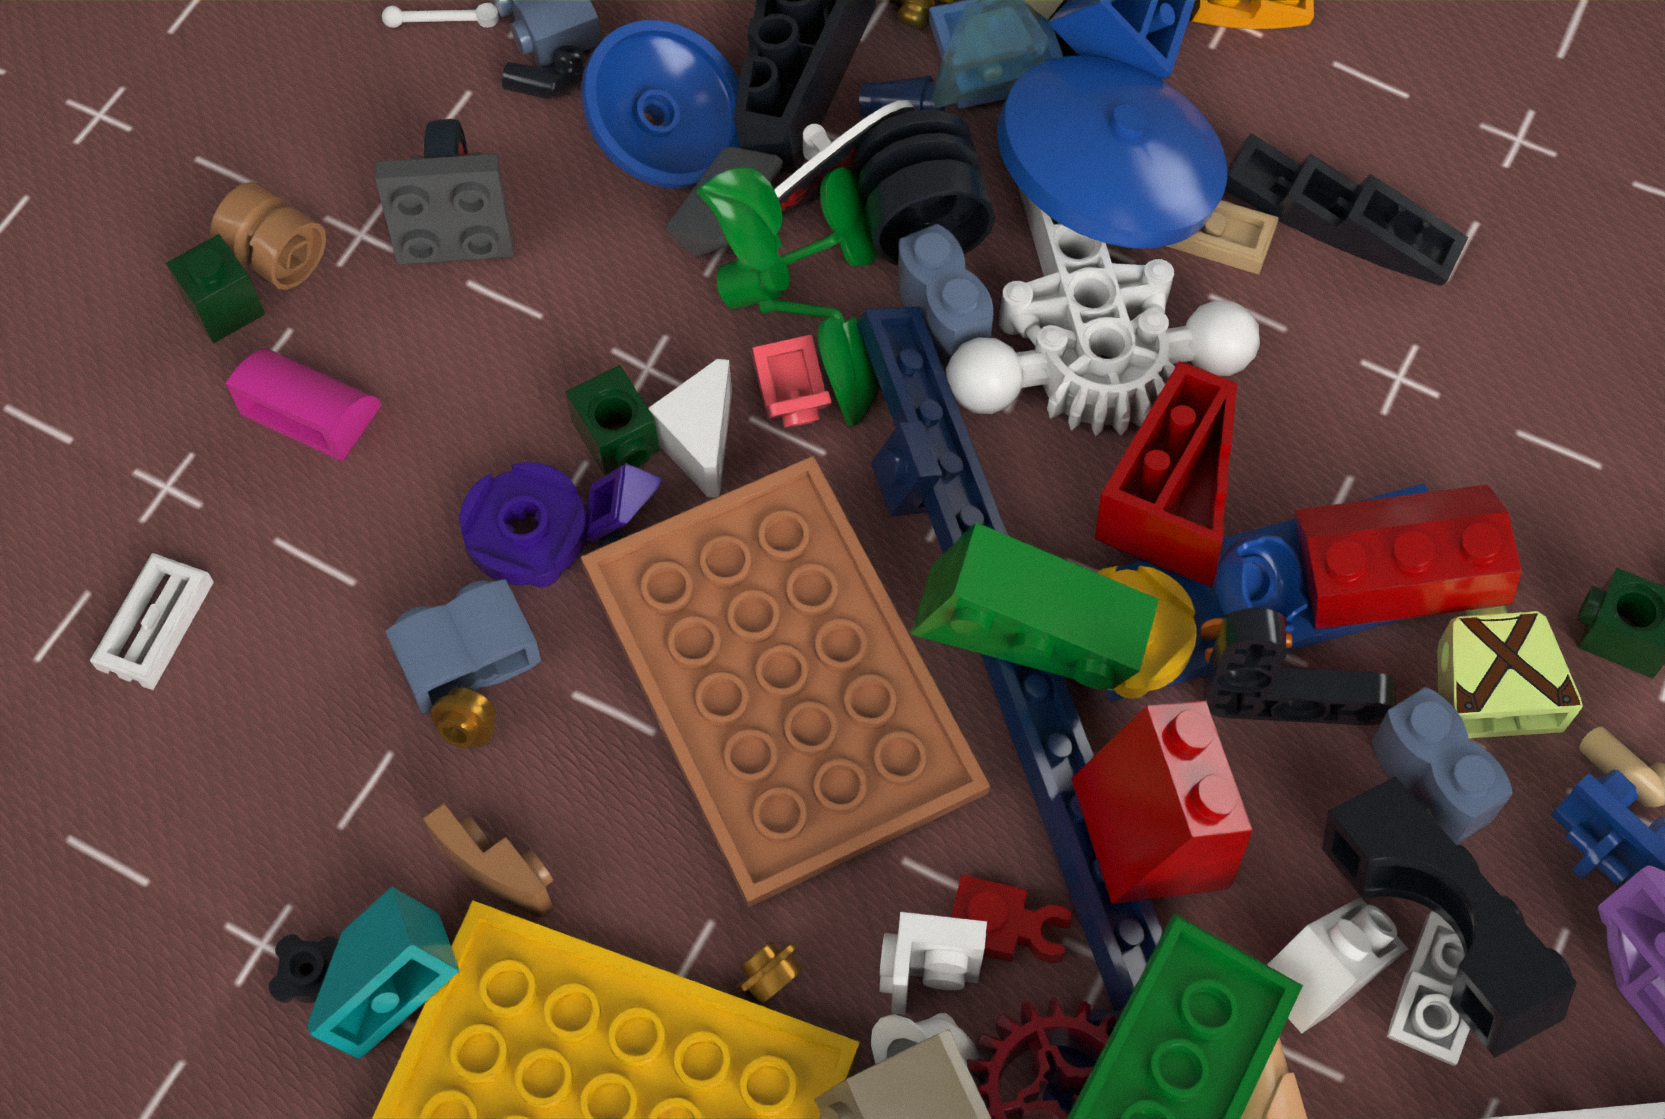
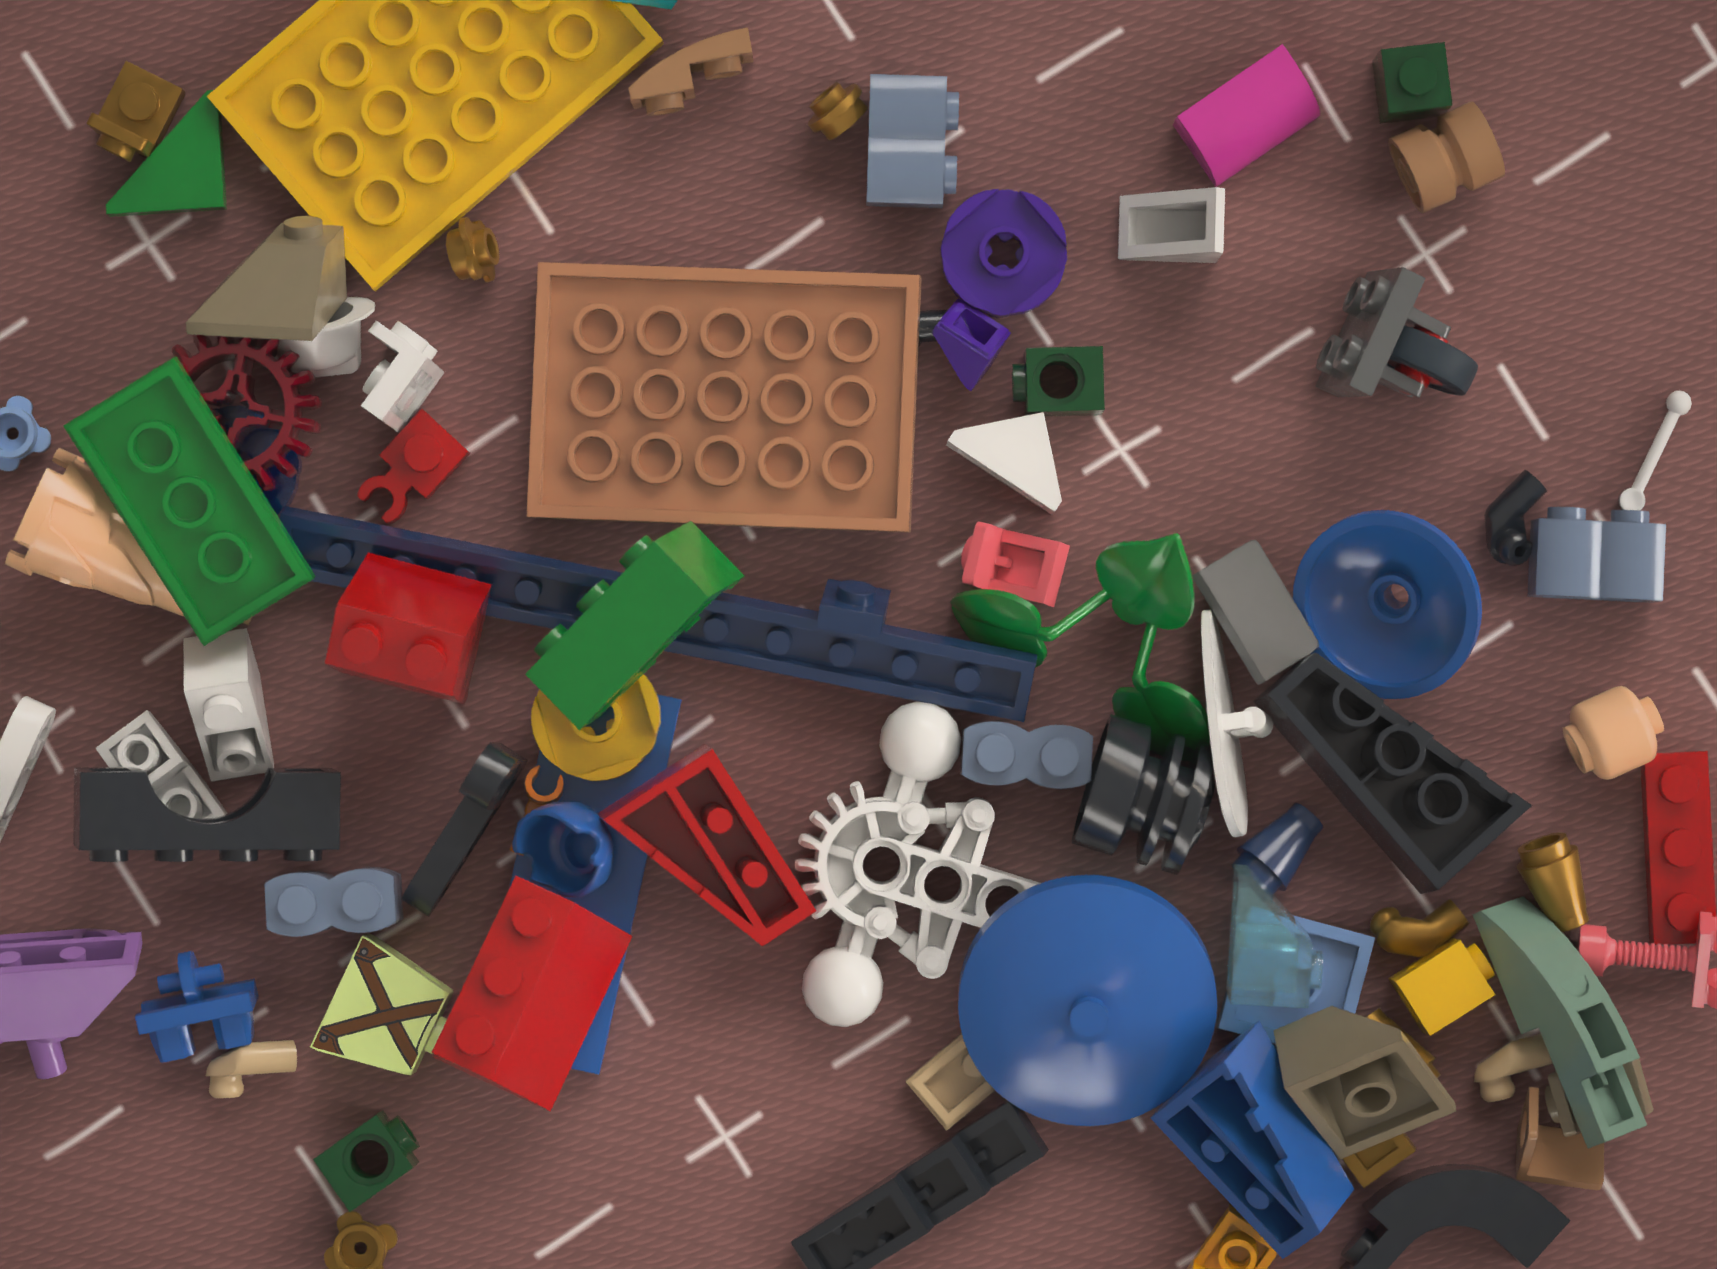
camera: 115 degrees right, 25 degrees up
(428, 398) = (1172, 226): none -> white slope

